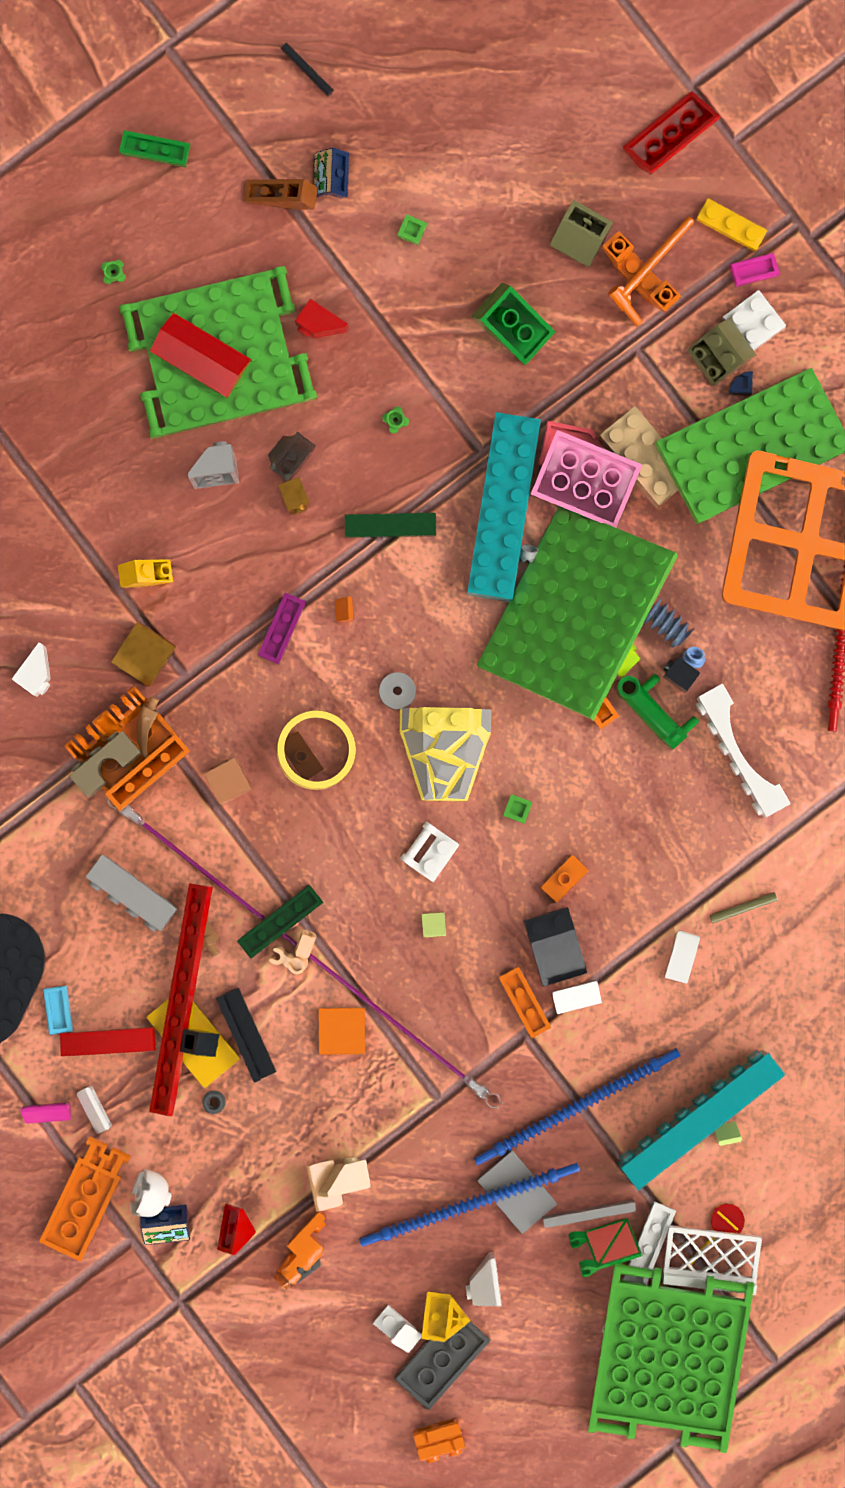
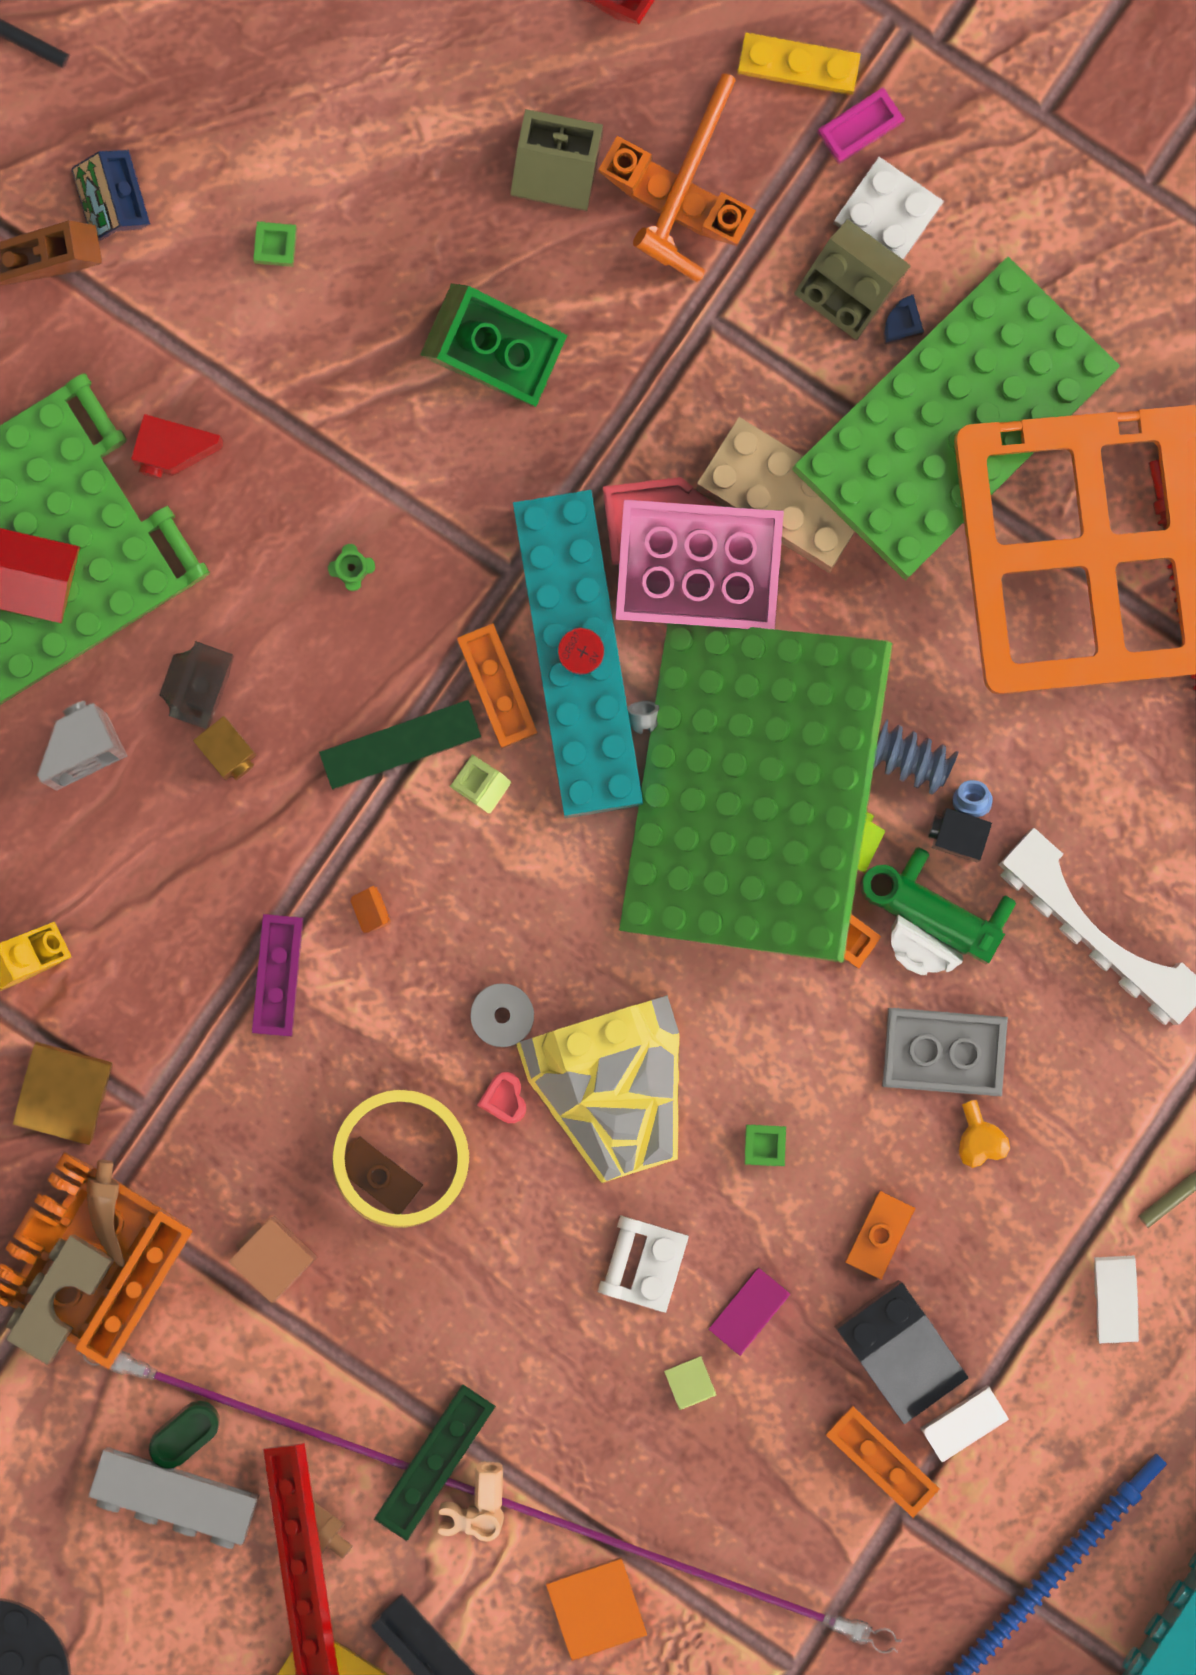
camera: 20 degrees left, 0 degrees up
(148, 861) = (184, 1434): none -> dark green tile
(383, 736) = (504, 1099): none -> coral tile
(427, 561) = (481, 784): none -> yellowish green slope
(454, 510) = (497, 685): none -> orange plate
(479, 896) = (749, 1311): none -> dark pink slope
(506, 505) = (581, 651): none -> red piece
(633, 790) = (945, 1051): none -> light grey tile
(637, 844) = (981, 1139): none -> light orange rock
(638, 731) = (920, 950): none -> white plate

